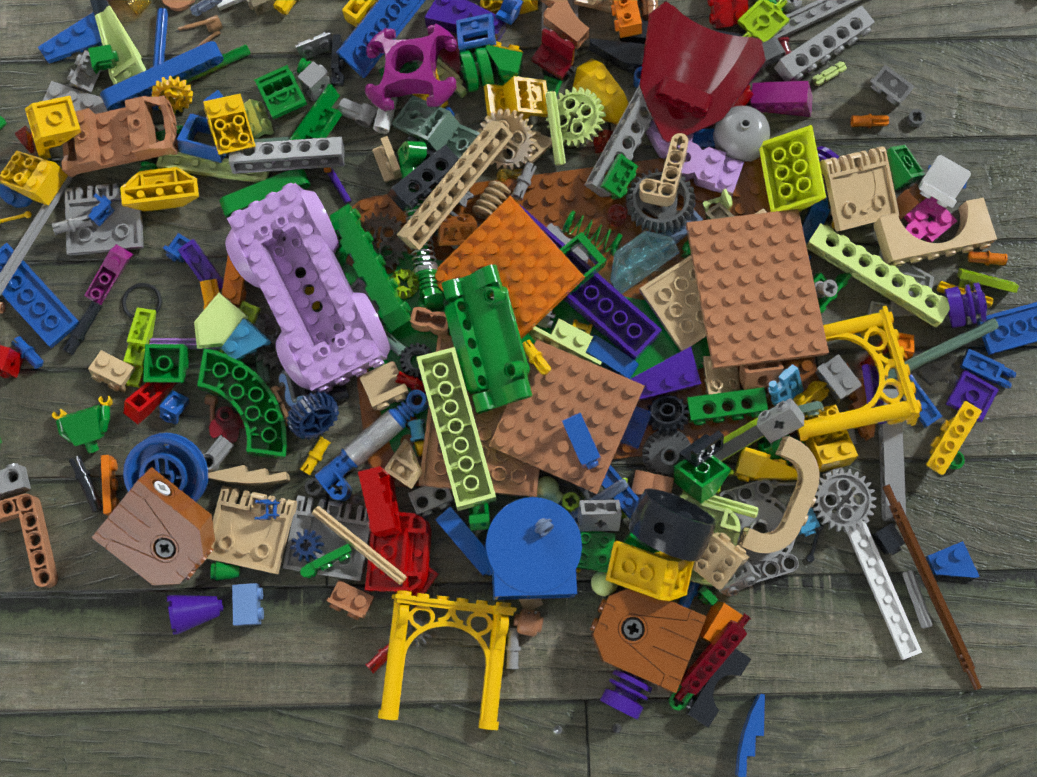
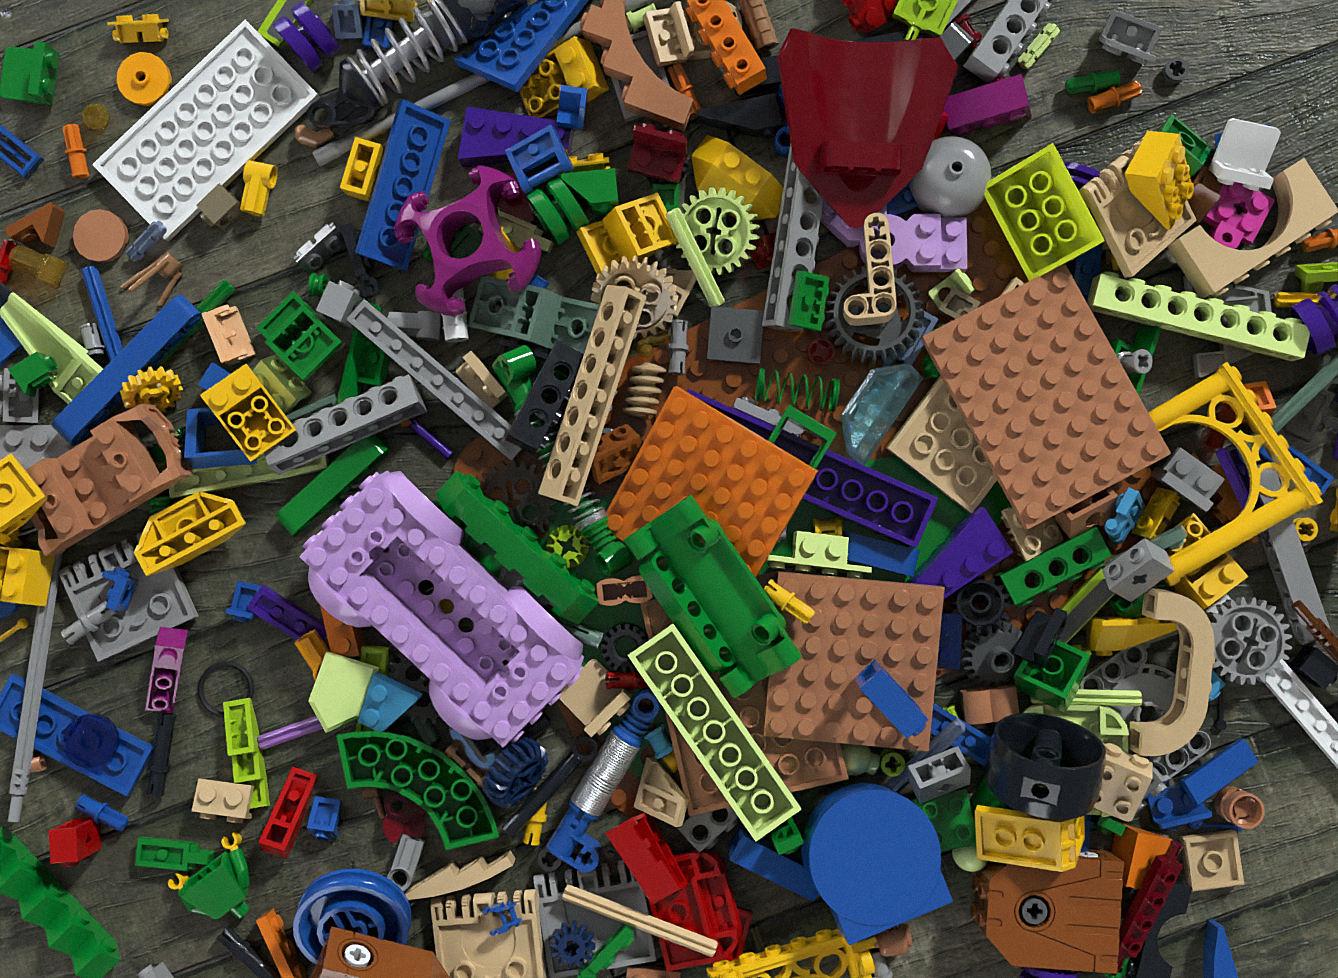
camera: 15 degrees left, 10 degrees up
(41, 301) = (91, 740): none -> clear blue tile
(61, 395) = (170, 854): none -> green hinge
(146, 53) = (92, 340): none -> light grey pin
(165, 363) = (292, 768): green slope -> none
(235, 77) = (229, 334): none -> light nougat hinge
(333, 434) = (549, 786): none -> black piece
(357, 146) = (433, 376): none -> light grey plate
(544, 526) = (881, 832): sand blue plate -> none
(564, 187) = (735, 335): none -> dark grey plate
(585, 14) = (683, 85): none -> orange axle
(760, 601) = (1174, 809): none -> blue bracket
(773, 649) = (1212, 860): none -> tan plate
(797, 587) = (1218, 771): none -> blue tile
(799, 633) = (1215, 826): none -> blue hinge
(803, 616) = (1239, 807): none -> nougat wheel
(857, 107) = (1092, 82): none -> green axle
(879, 174) = (1161, 176): none -> yellow slope
(911, 438) = (1312, 528): none -> yellow bush

